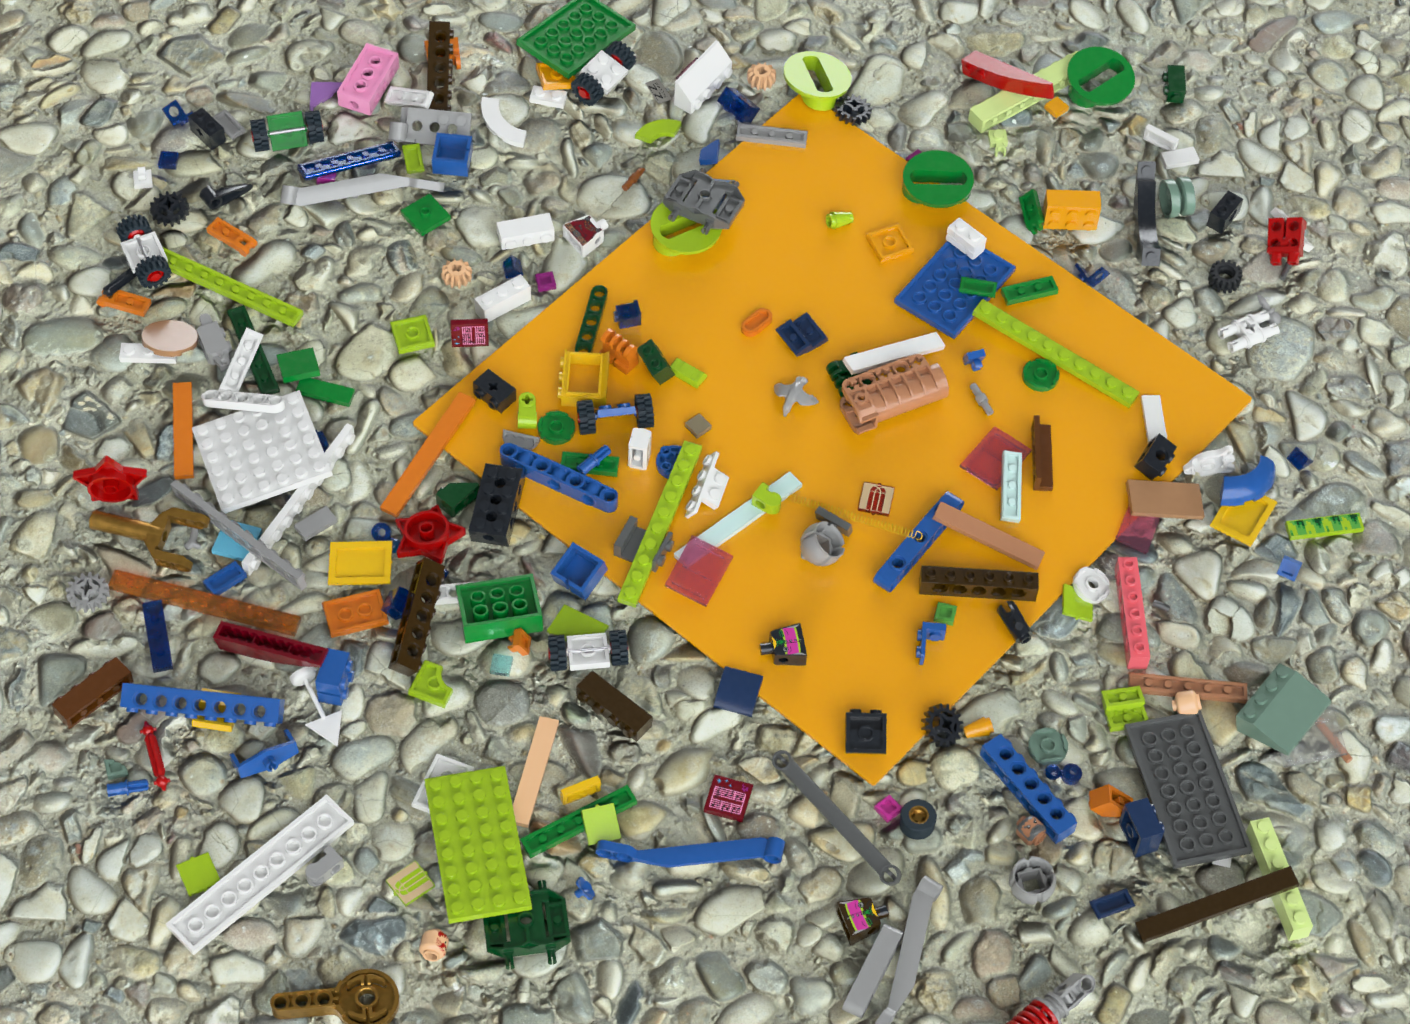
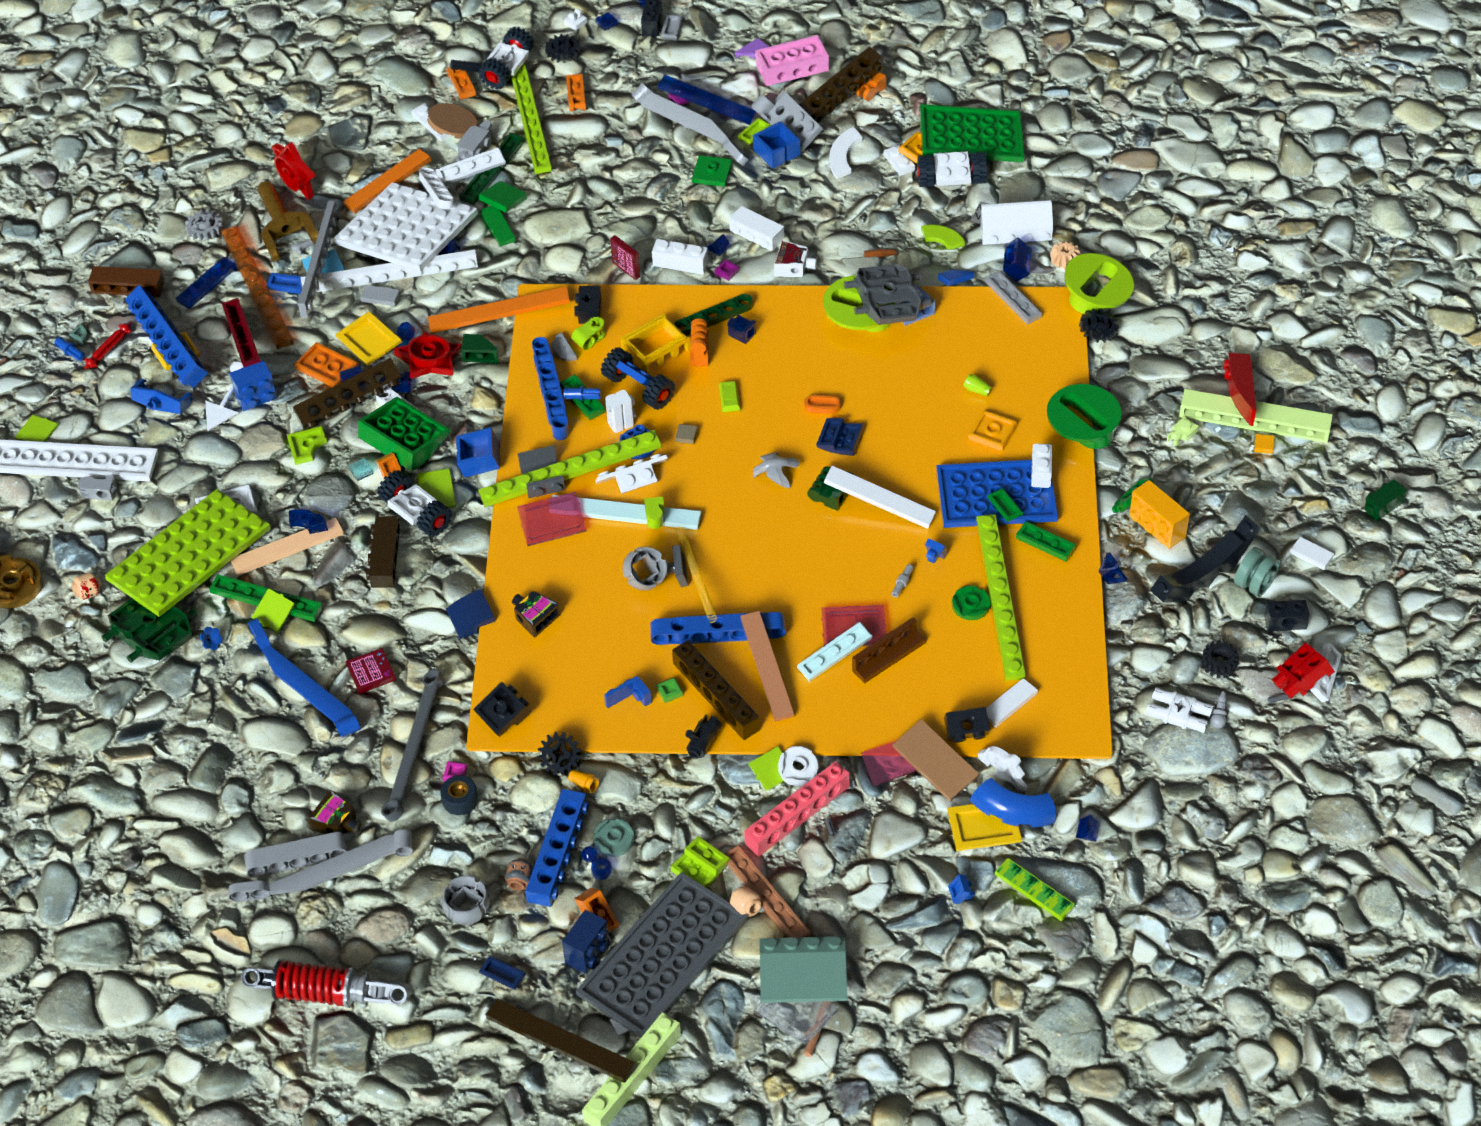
camera: 55 degrees right, 5 degrees down
(220, 196) = (600, 63): black piece -> none
(287, 131) = (695, 53): plate -> none
(409, 97) = (800, 90): white tile -> none
(410, 883) = (128, 542): piece -> none
(412, 334) = (597, 234): lime tile -> none
(456, 273) = (675, 219): light nougat gear -> none
(496, 505) = (490, 371): black brick -> none
(528, 735) = (304, 518): none -> clear blue tile
(556, 428) = (592, 358): green tile -> none
(580, 790) = (292, 580): yellow tile -> none
(655, 362) = (712, 369): dark green brick -> none
(876, 499) = (734, 580): piece -> none
(891, 394) = (835, 518): nougat piece -> none
(1090, 63) = (1326, 431): green piece -> none
(1160, 138) = (1313, 526): white tile -> none

